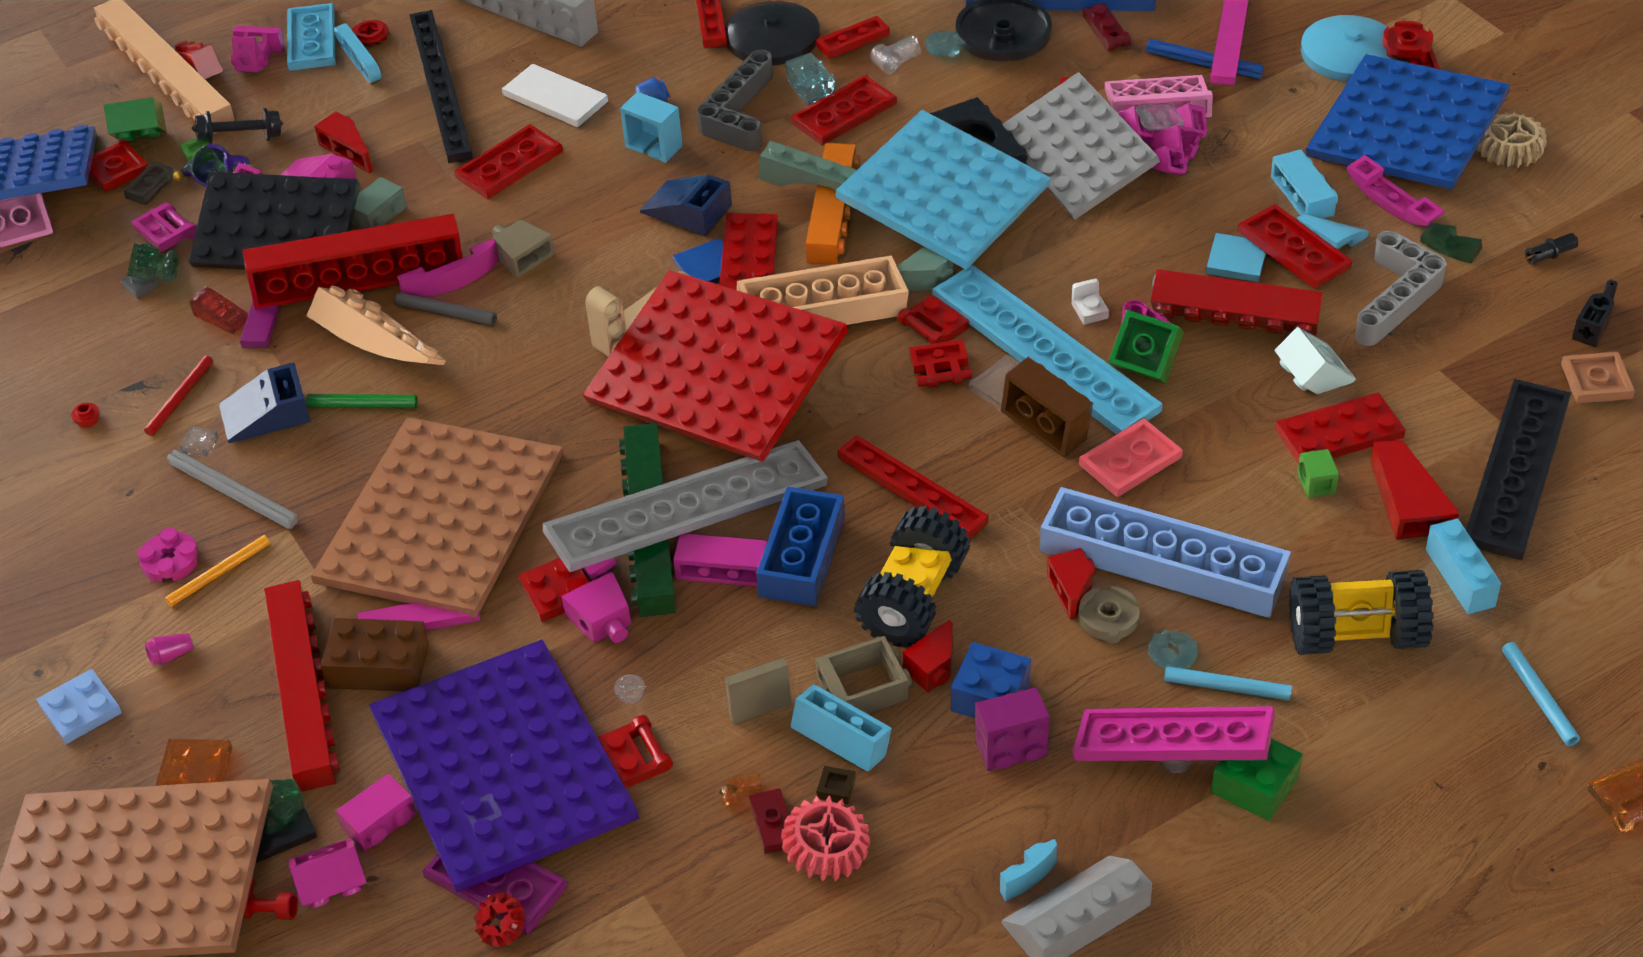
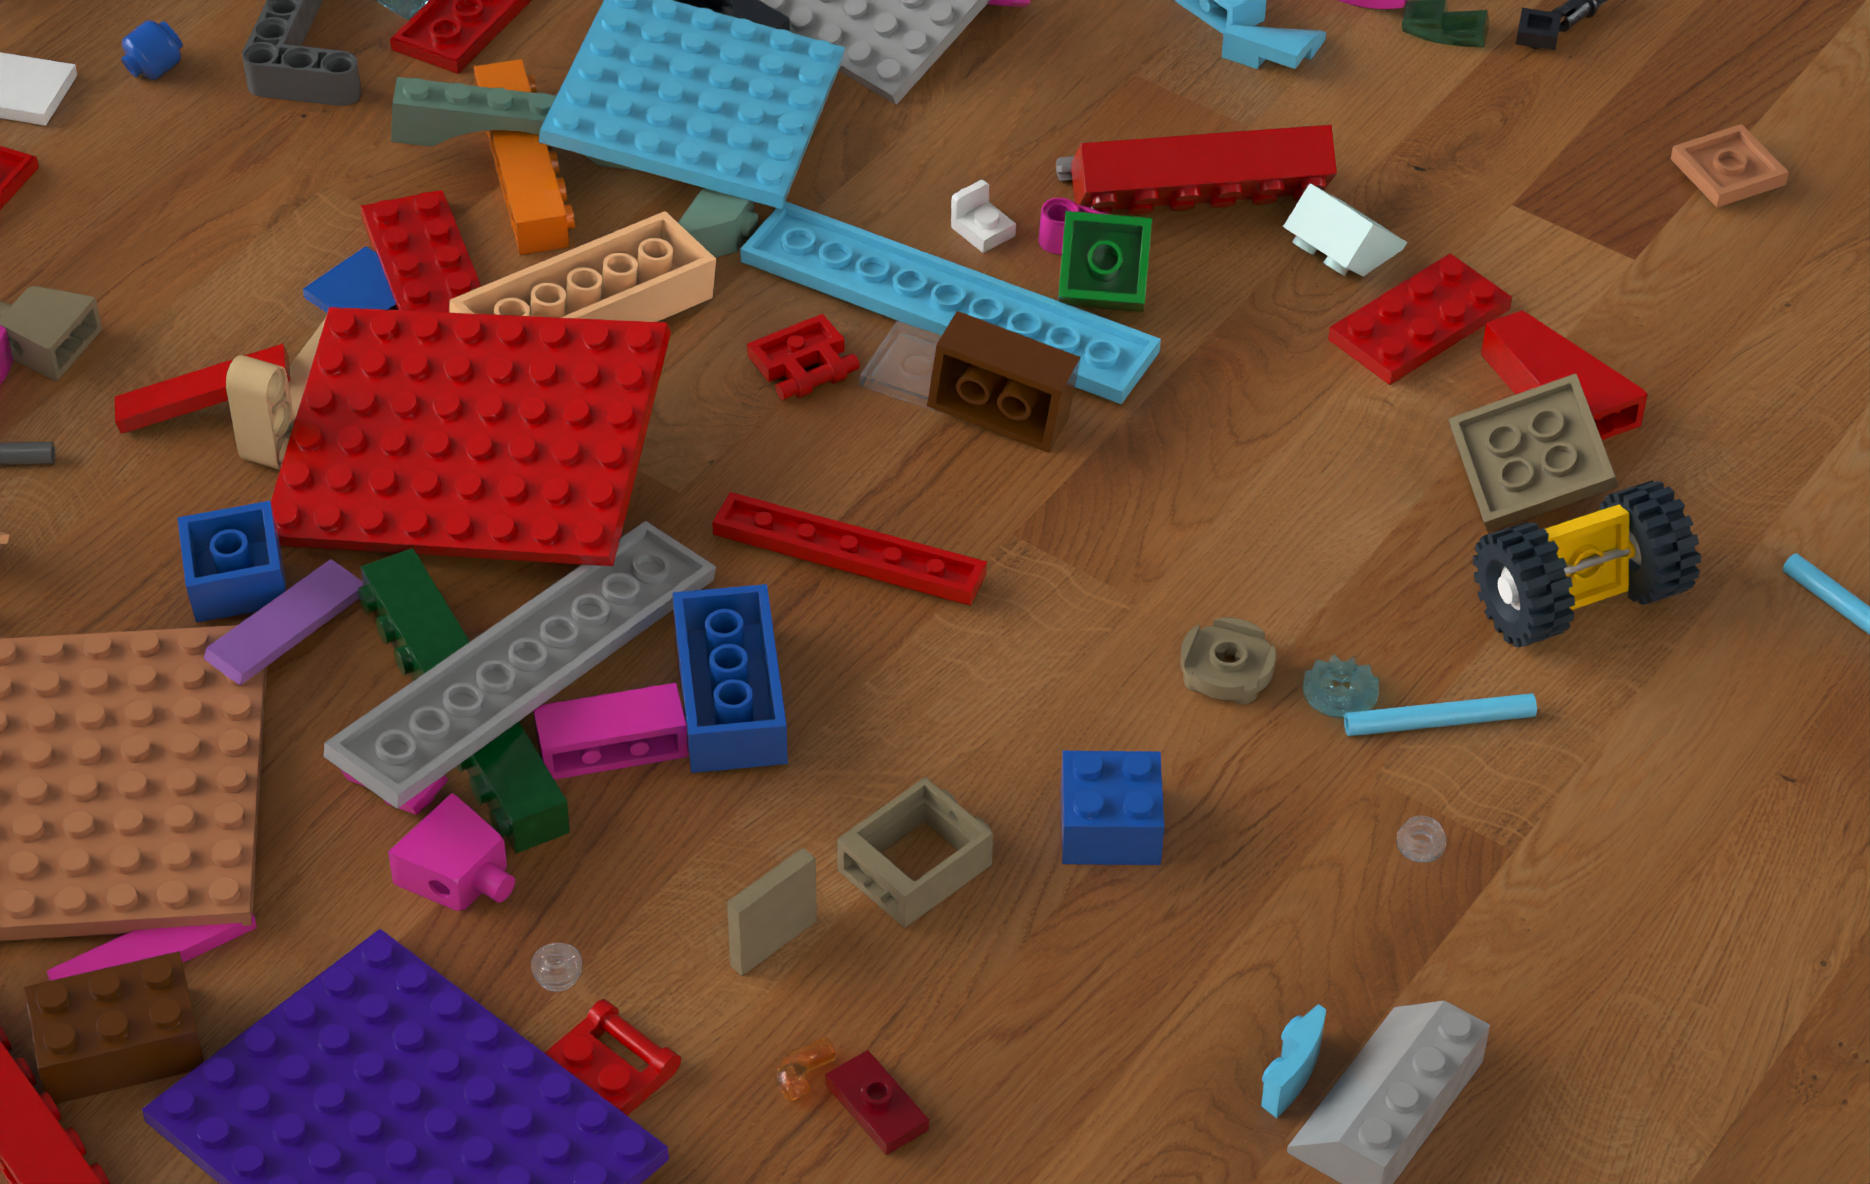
camera: 25 degrees left, 0 degrees up
(548, 584) = (353, 842): red plate -> none
(556, 406) = (231, 560): none -> blue brick
(569, 448) = (284, 622): none -> medium lavender tile
(574, 302) = (184, 393): none -> red tile
(650, 120) = (172, 86): medium azure piece -> none
(691, 202) = (295, 200): dark blue slope -> none
(836, 783) = (950, 1020): dark brown plate -> none
(840, 727) = (922, 932): medium azure brick -> none
(845, 836) = (969, 1116): coral gear -> none
(900, 597) = (925, 699): black plate -> none
(931, 658) = (1006, 791): red slope -> none
(936, 315) = (761, 296): red plate -> none
(1011, 729) = (1179, 862): magenta brick -> none
(1070, 578) = (1149, 624): red slope -> none
(1130, 457) = (1149, 428): coral plate -> none
(1167, 551) = (1269, 549): light blue brick -> none
(1175, 734) = (1416, 804): dark pink plate -> none
(1235, 258) = (1159, 106): medium azure tile -> none
(1258, 784) = (1548, 829): green brick -> none
(1294, 246) = (1237, 73): red plate -> none
(1317, 473) = (1424, 386): bright green brick -> none
(1363, 533) = (1532, 452): none -> dark tan plate
(1421, 276) = (1432, 76): light grey beam -> none
(1463, 566) = (1668, 451): medium azure brick -> none
(1511, 259) = (1538, 29): none -> black plate
(1517, 469) = (1686, 317): black plate -> none
(1595, 316) = (1689, 82): black piece -> none

